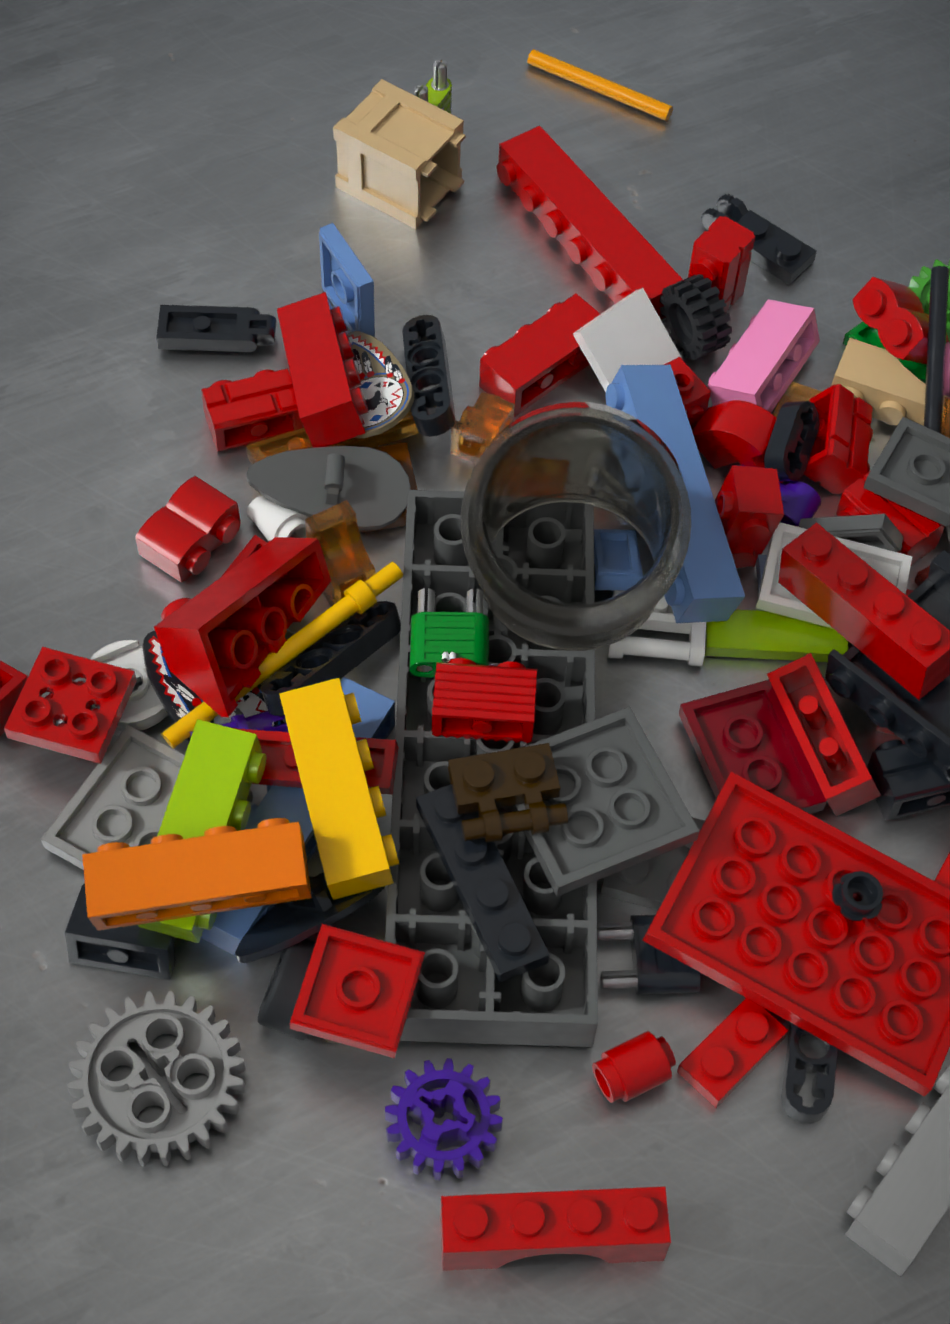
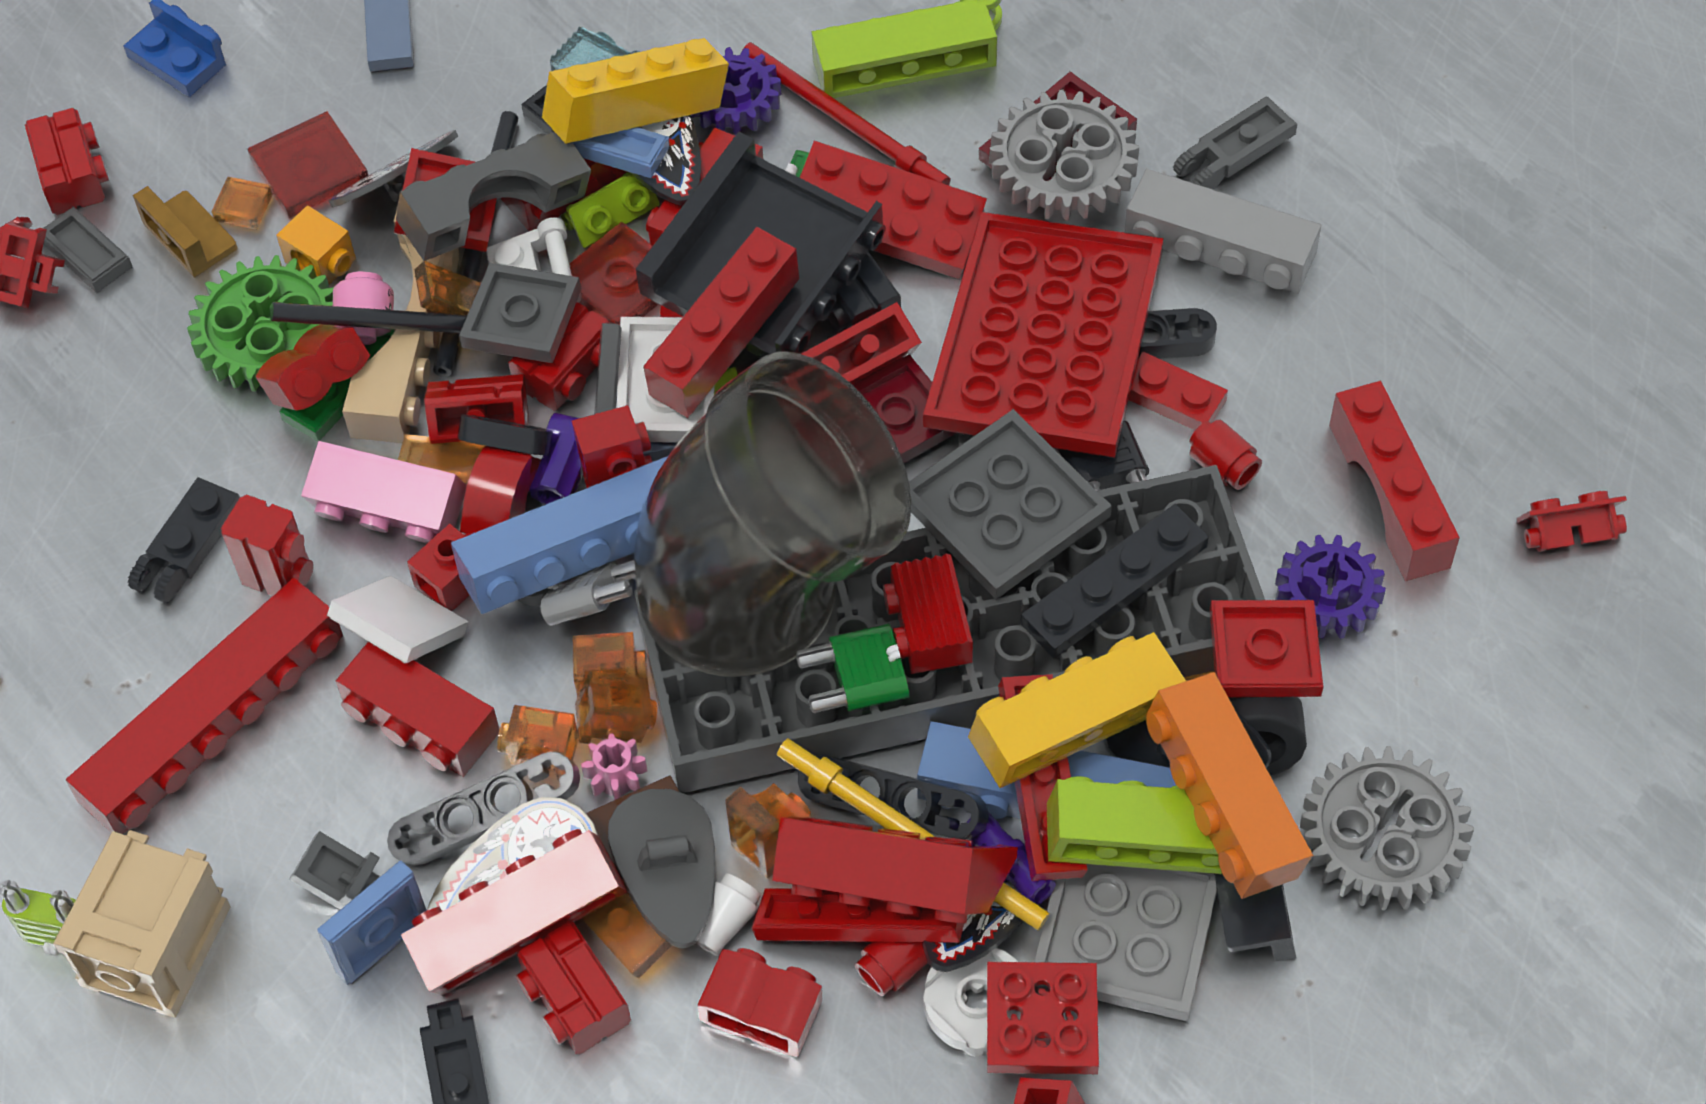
camera: 100 degrees left, 0 degrees up
(411, 281) = (334, 871): none -> dark grey bracket
(442, 470) = (614, 767): none -> bright pink gear
(505, 780) = (1022, 569): dark brown plate -> none
(695, 316) = (341, 558): black tyre -> none
(863, 885) = (1015, 299): black plate -> none

